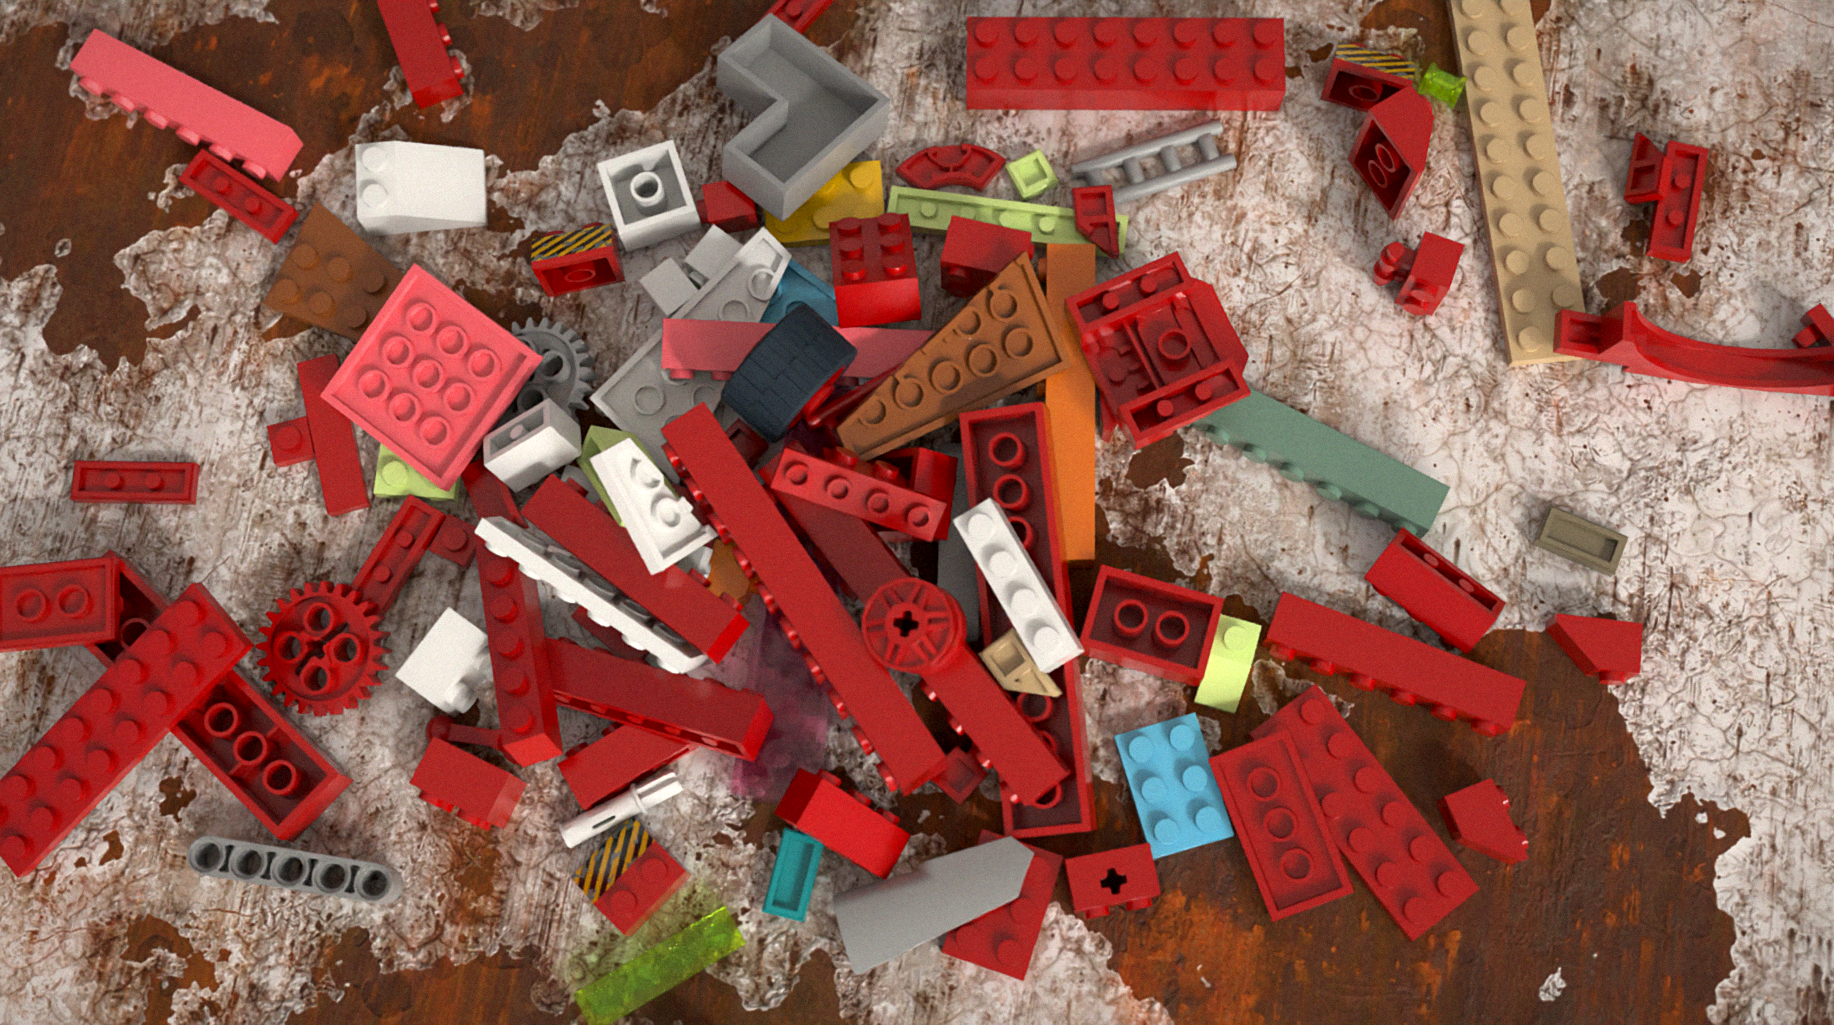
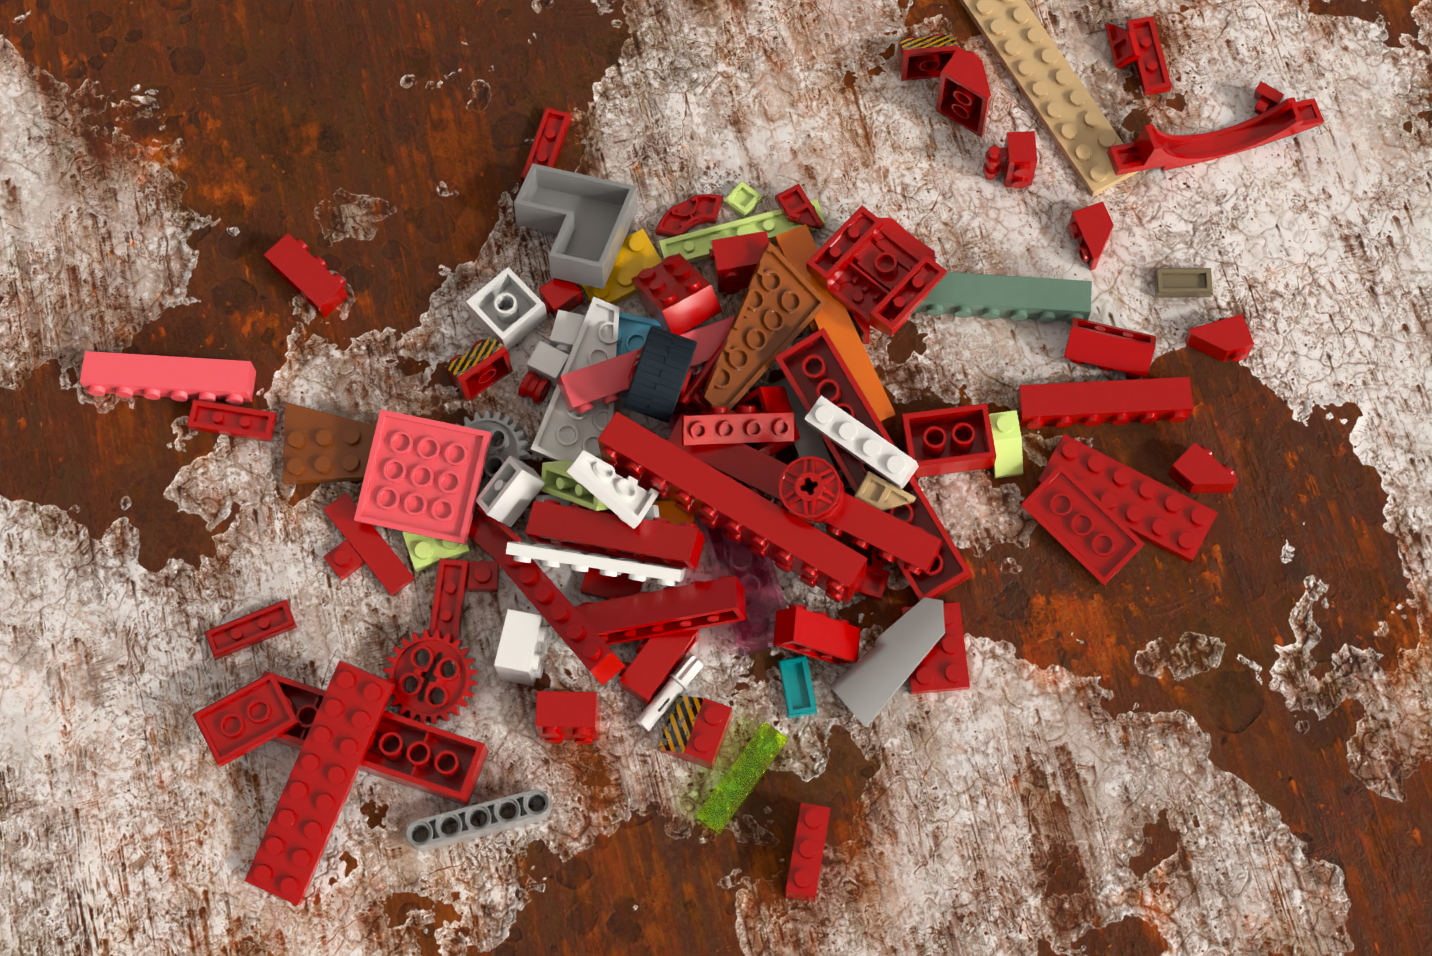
camera: 25 degrees left, 5 degrees down
(419, 187) = (351, 365): white slope -> none
(448, 730) = (528, 694): red piece -> none
(638, 316) = (534, 388): none -> red wheel
(1125, 63) = (770, 107): red brick -> none
(1131, 863) = (1002, 588): red brick -> none
(1166, 147) = (819, 147): light grey bar -> none
(1173, 786) = (1006, 532): medium azure plate -> none
(1442, 85) = (974, 41): clear neon green bush -> none
(1485, 415) = (1092, 230): none -> red slope

